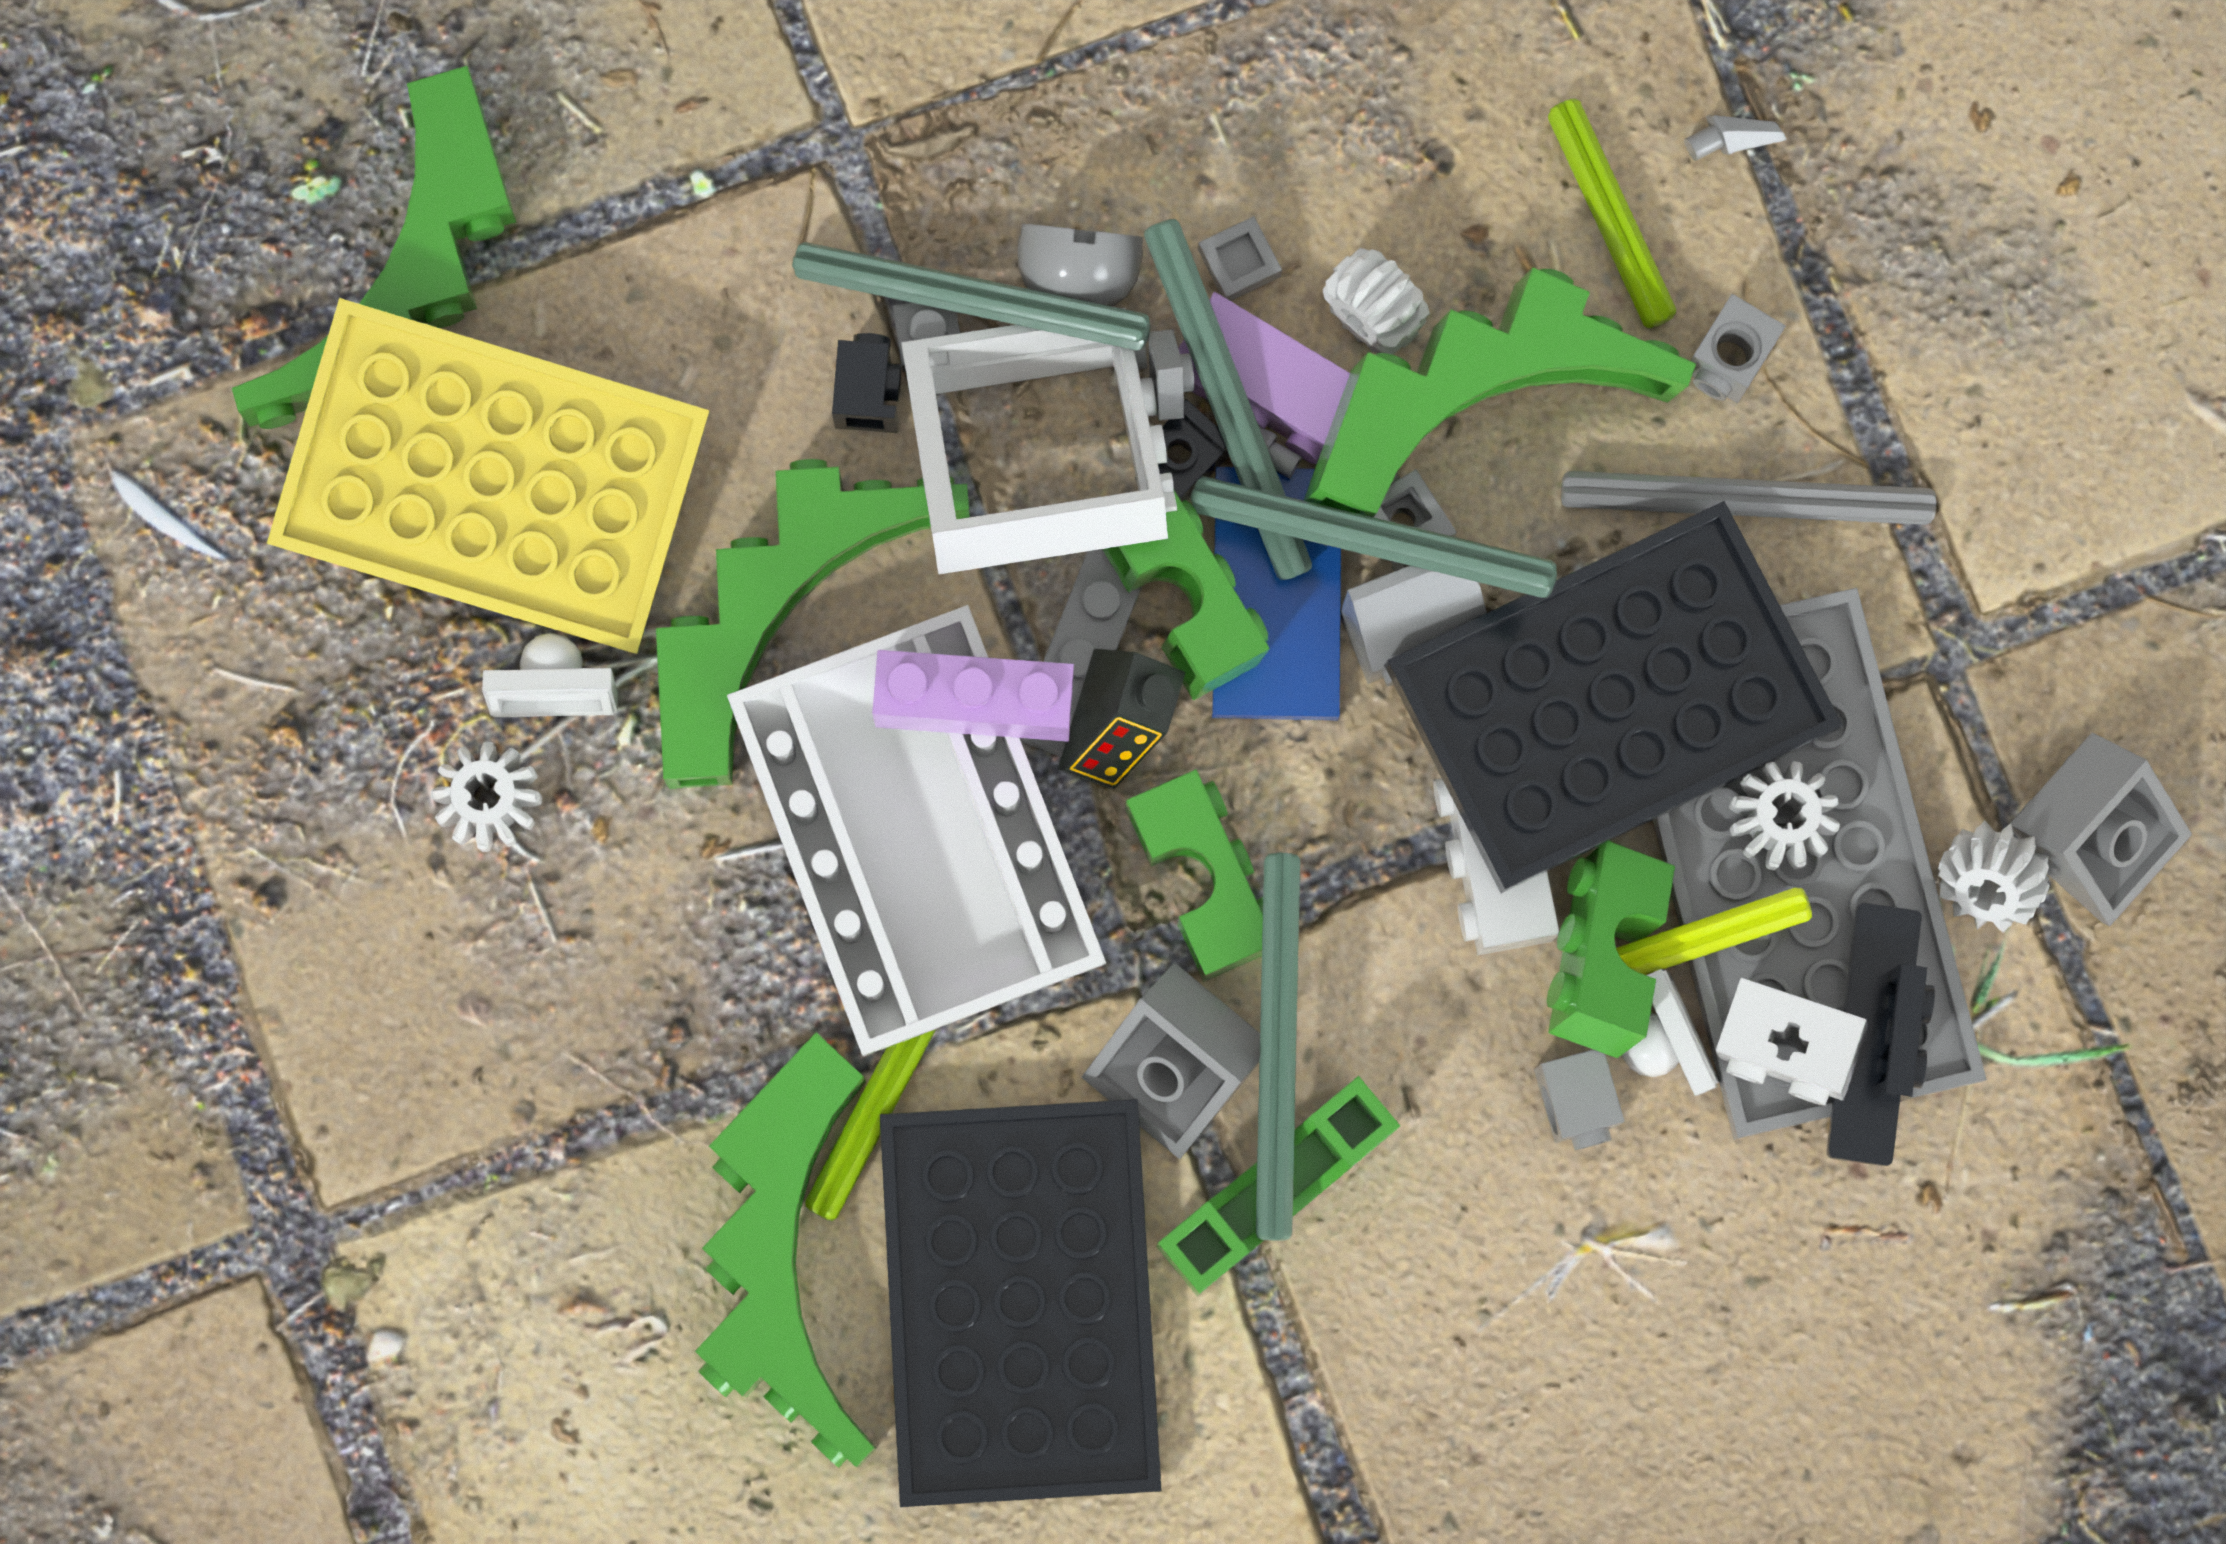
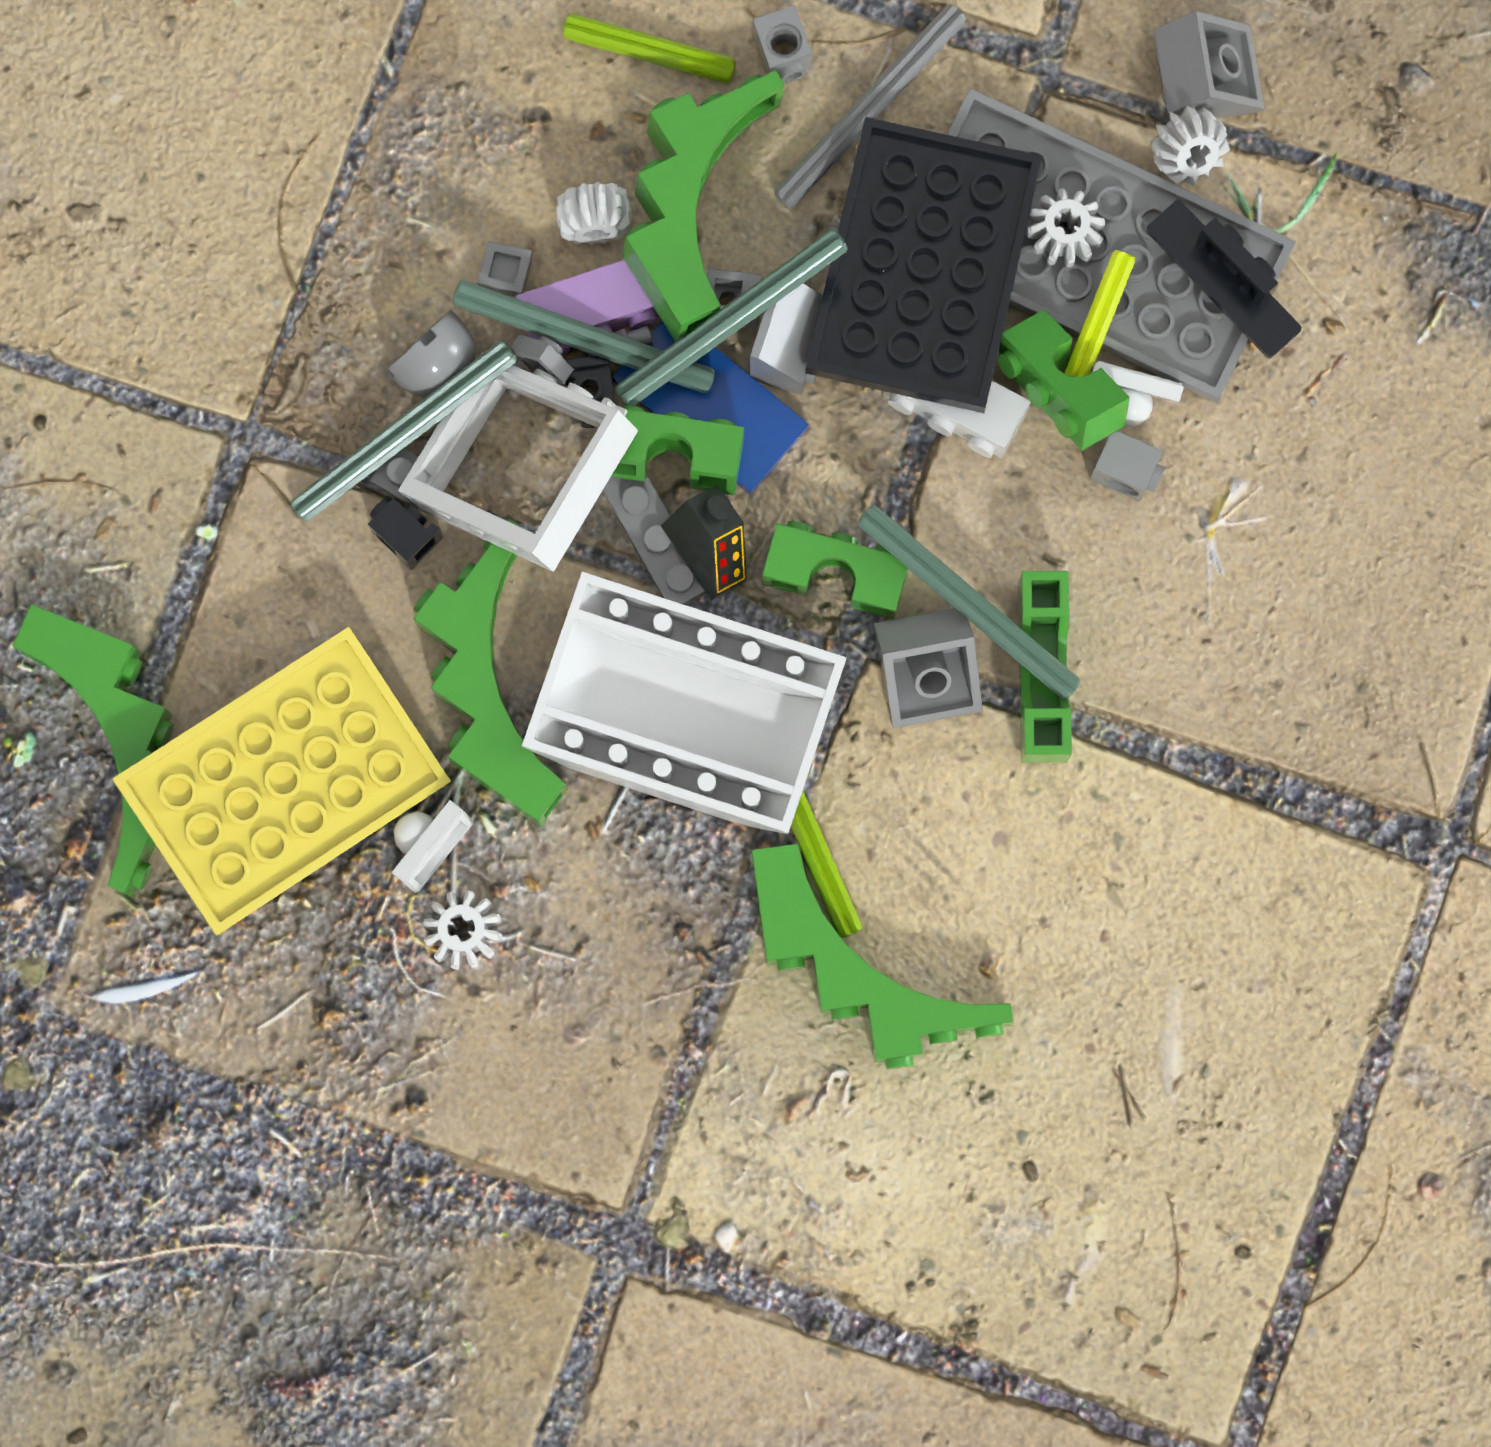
camera: 45 degrees left, 0 degrees up
(973, 695) = (639, 606): lavender brick -> none
(1019, 1303) = (992, 861): black plate -> none
(1828, 1034) = (1204, 301): white brick -> none

